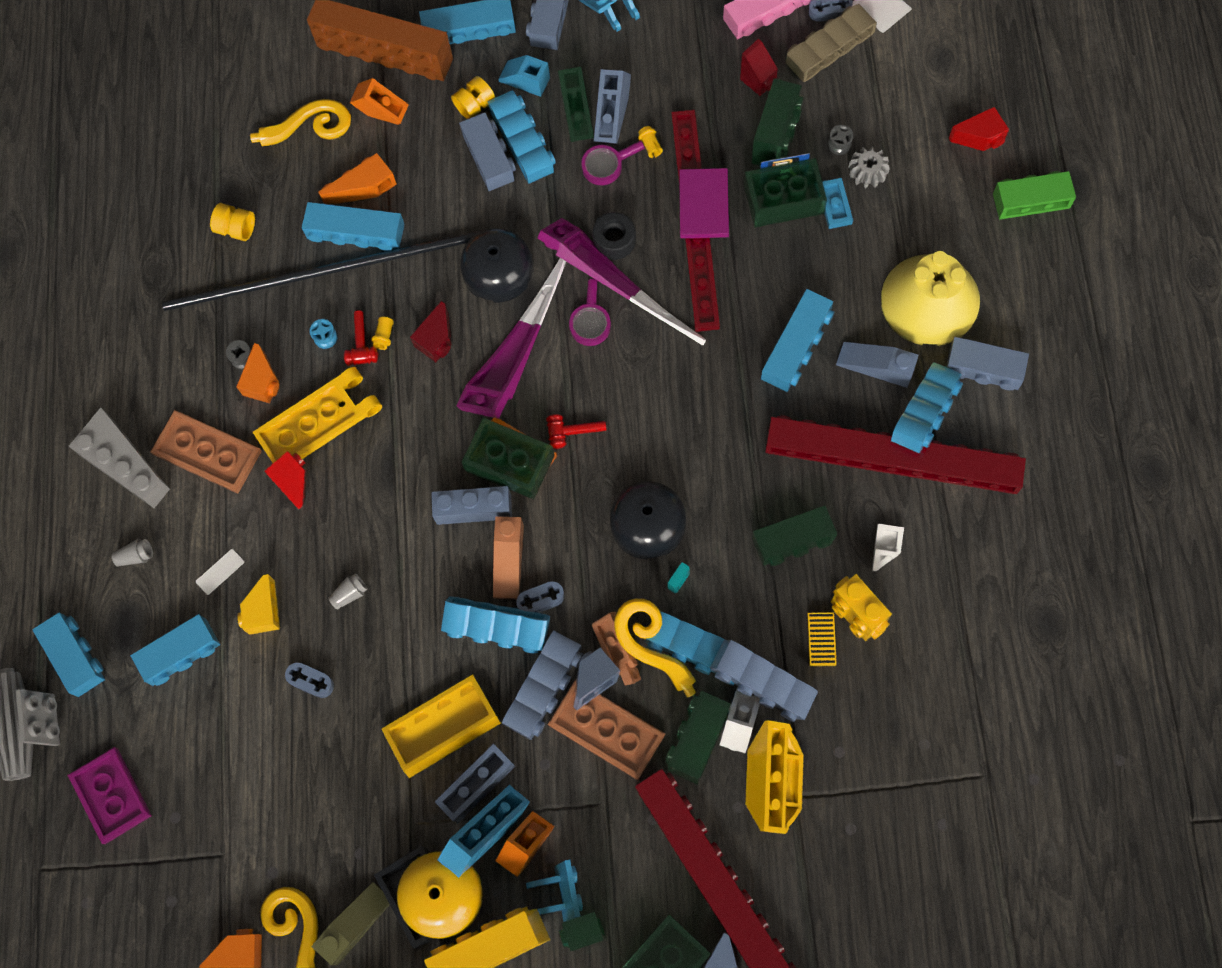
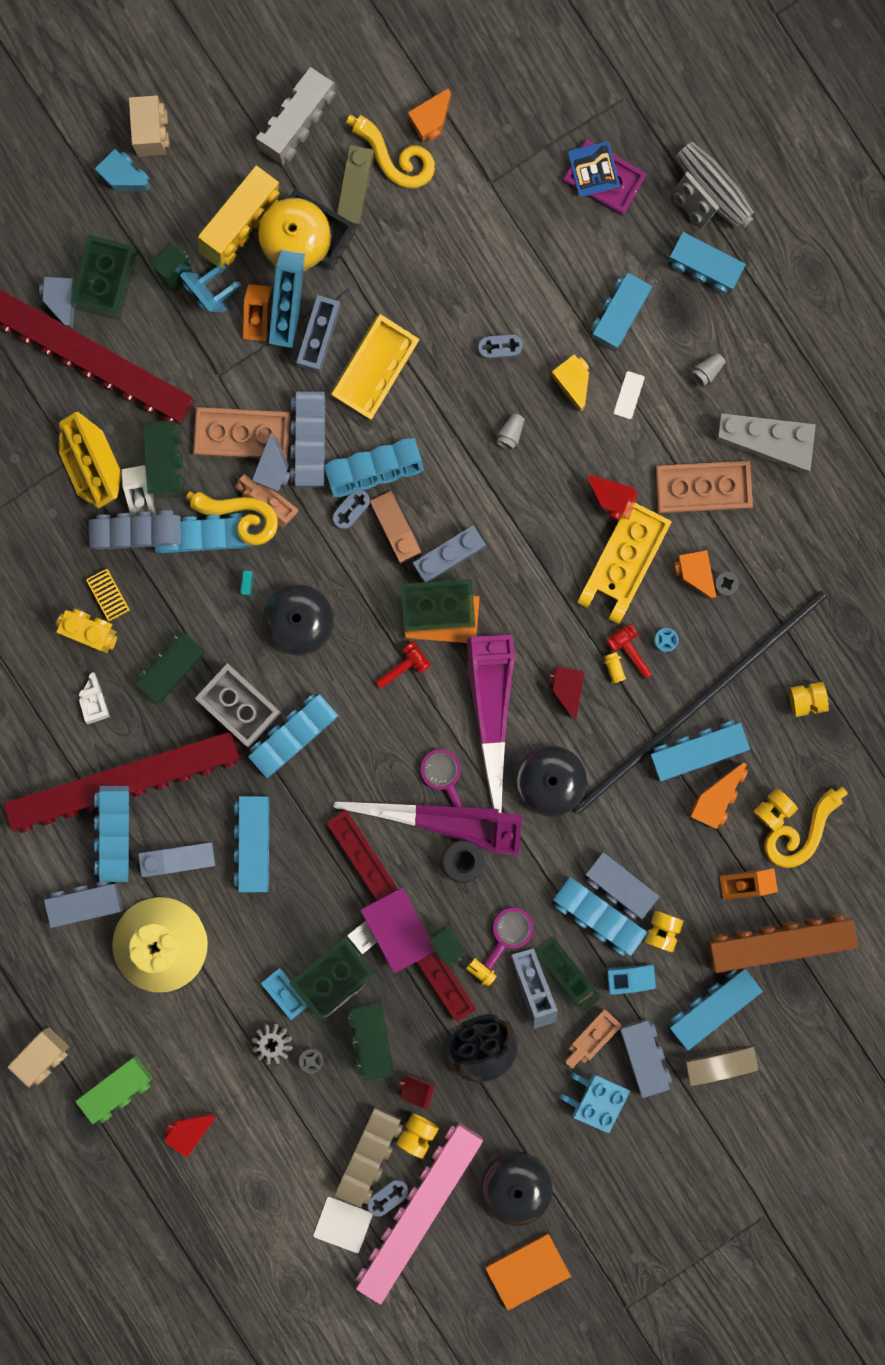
camera: 145 degrees right, 15 degrees up
(113, 807) = (594, 169): none -> sticker
(318, 147) = (781, 804): none -> yellow wheel
(585, 46) = (592, 1038): none -> nougat hinge
(666, 164) = (447, 945): none -> clear green brick
(669, 72) = (483, 1060): none -> black cylinder
(709, 416) = (293, 736): none -> dark azure brick
(740, 218) = (362, 937): none -> white slope
(747, 466) = (238, 705): none -> light grey brick
(779, 37) = (417, 1135): none -> yellow wheel
(1093, 248) = (42, 1053): none -> tan brick

